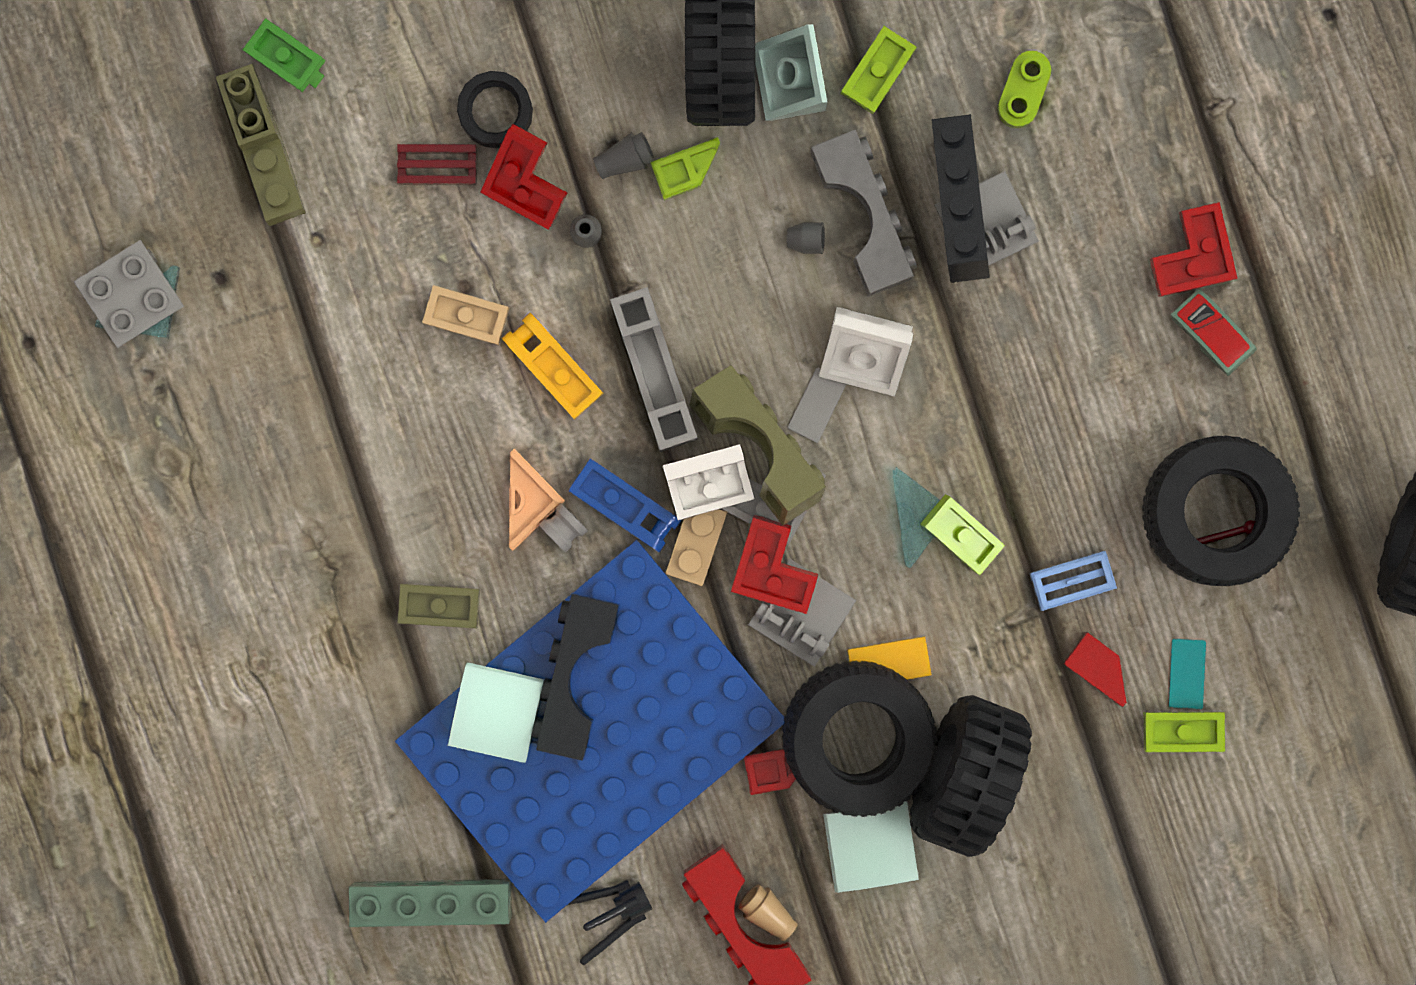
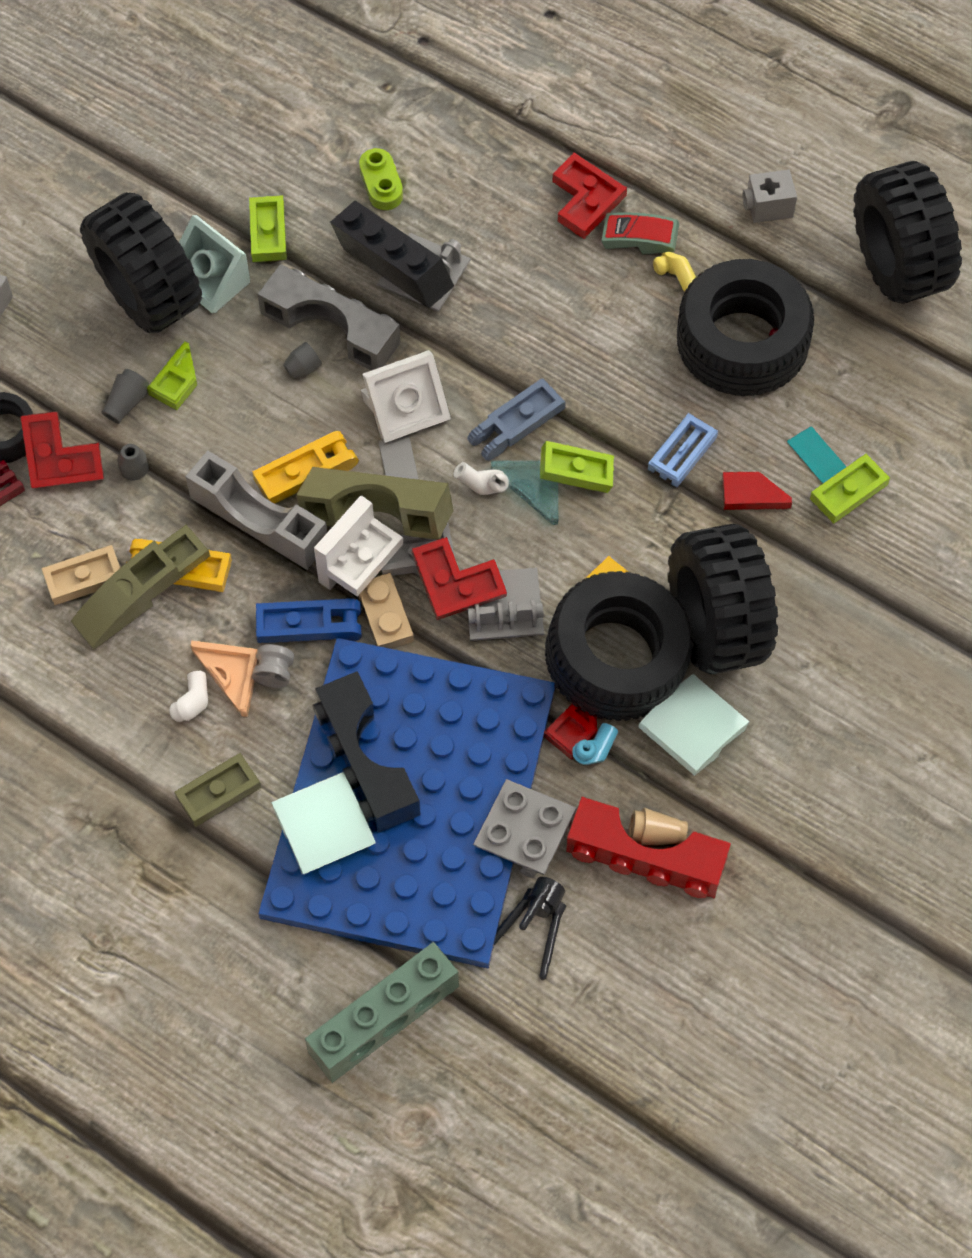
camera: 40 degrees left, 25 degrees down
(477, 507) = (193, 701): none -> white arm
(503, 370) = (136, 583): none -> olive slope
(660, 834) = (525, 827): none -> light grey hinge
(722, 348) = (289, 472): none -> yellow plate
(774, 805) = (596, 750): none -> medium azure arm
(873, 482) = (481, 482): none -> white arm
(954, 442) = (517, 418): none -> sand blue hinge
(1219, 396) = (675, 265): none -> light yellow arm
(1378, 385) = (770, 196): none -> light grey brick

